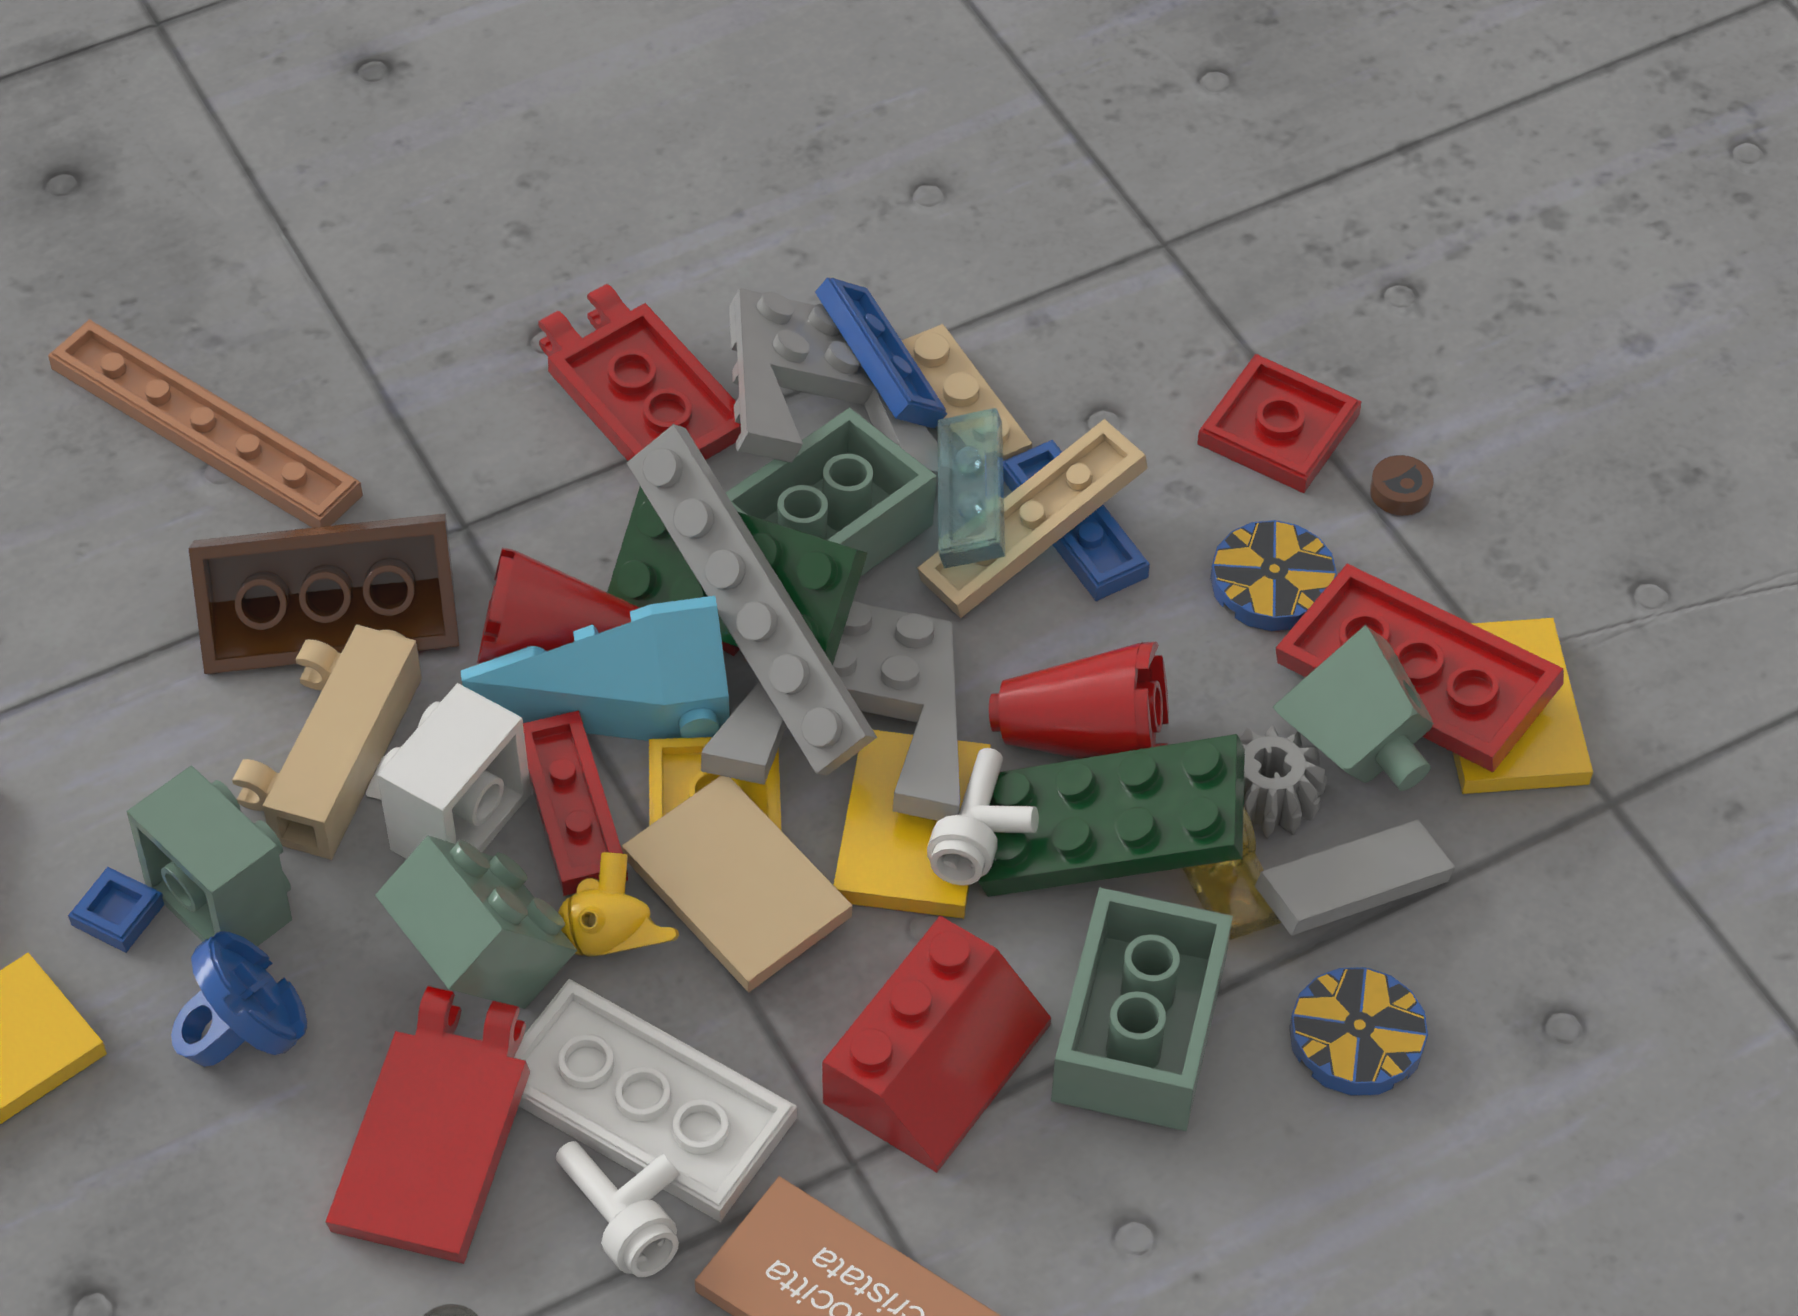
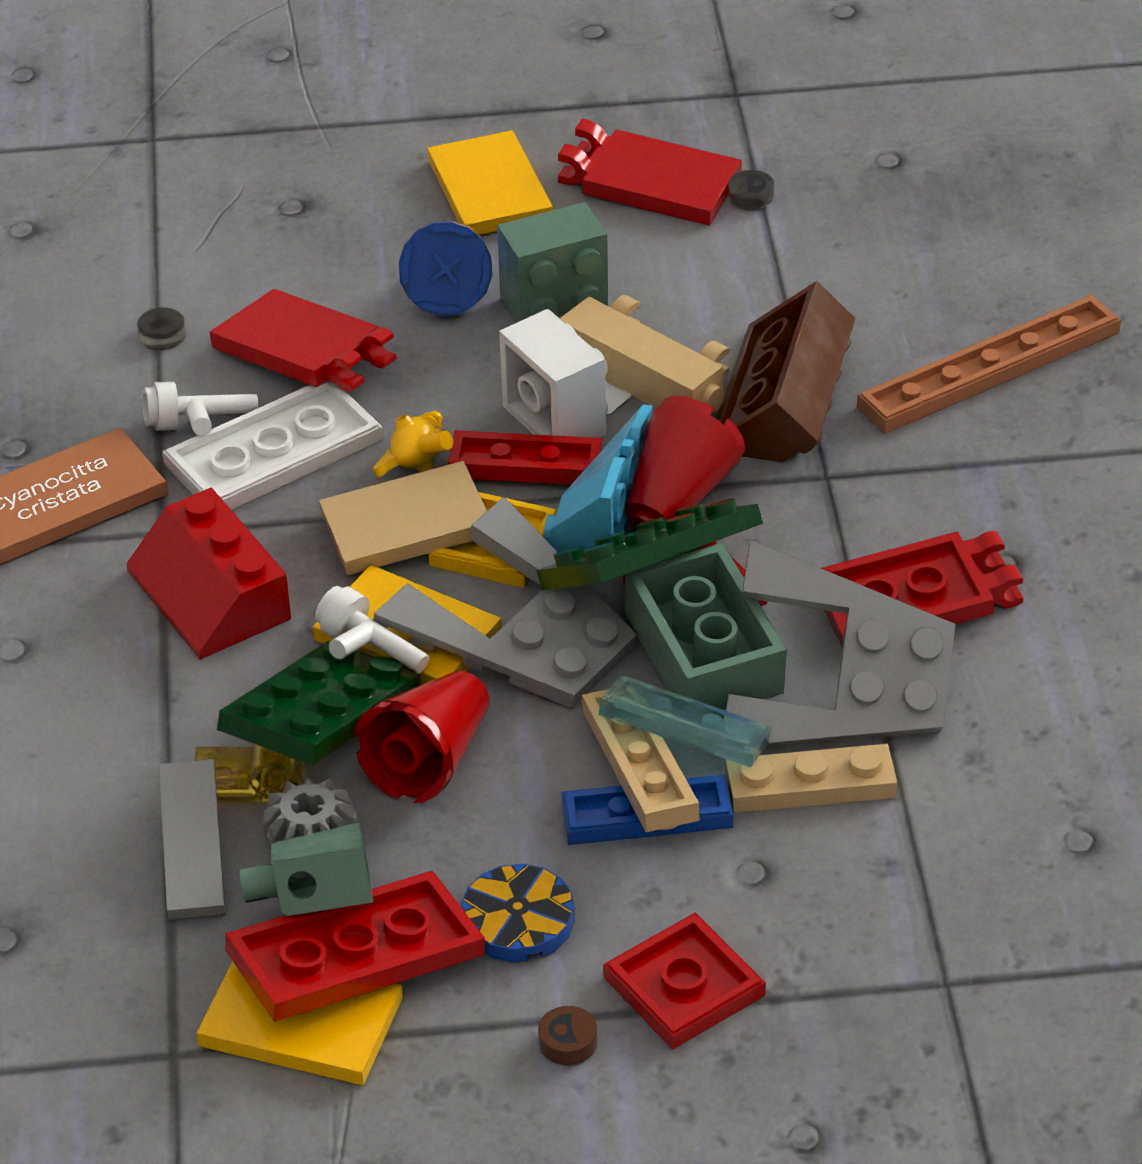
camera: 115 degrees right, 10 degrees down
(477, 921) = (427, 361): sand green brick -> none
(751, 601) = (584, 529): light grey plate -> none
(881, 352) = (867, 717): blue tile -> none
(1141, 1009) = (153, 671): sand green brick -> none
(1358, 1030) = (74, 809): tile -> none

